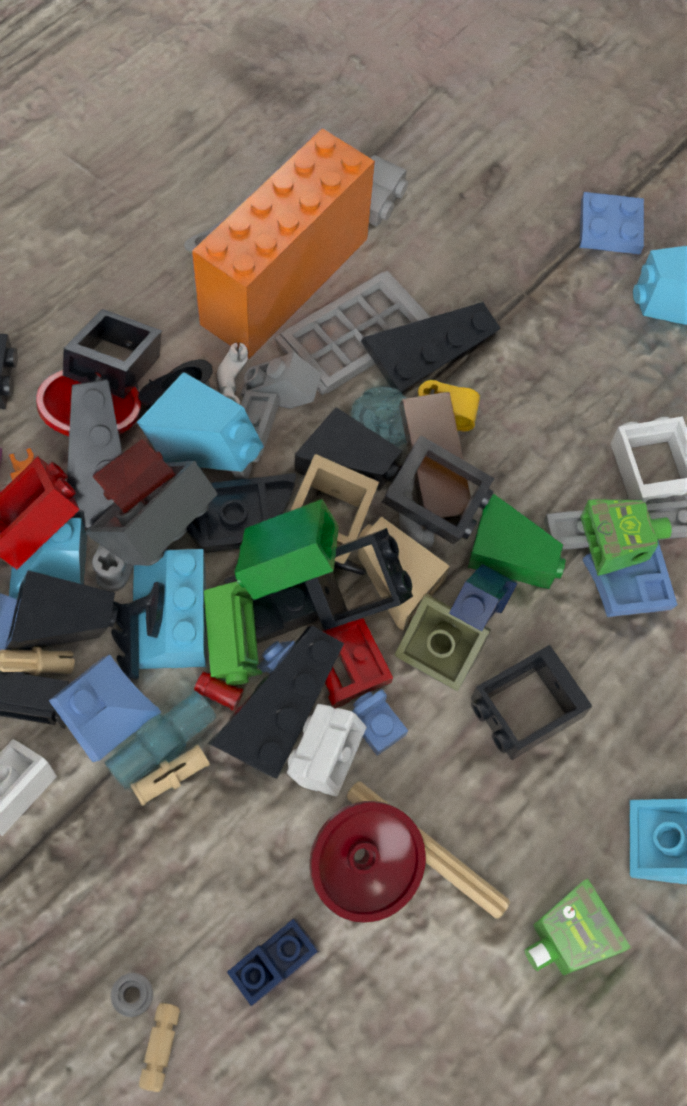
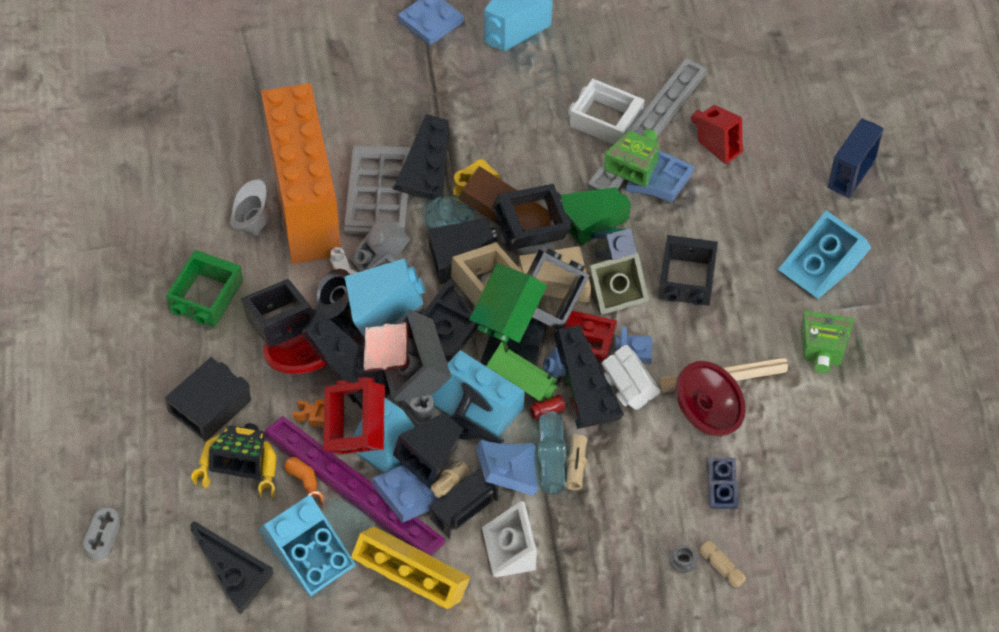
camera: 45 degrees left, 10 degrees down
(89, 252) = (210, 267): none -> green window

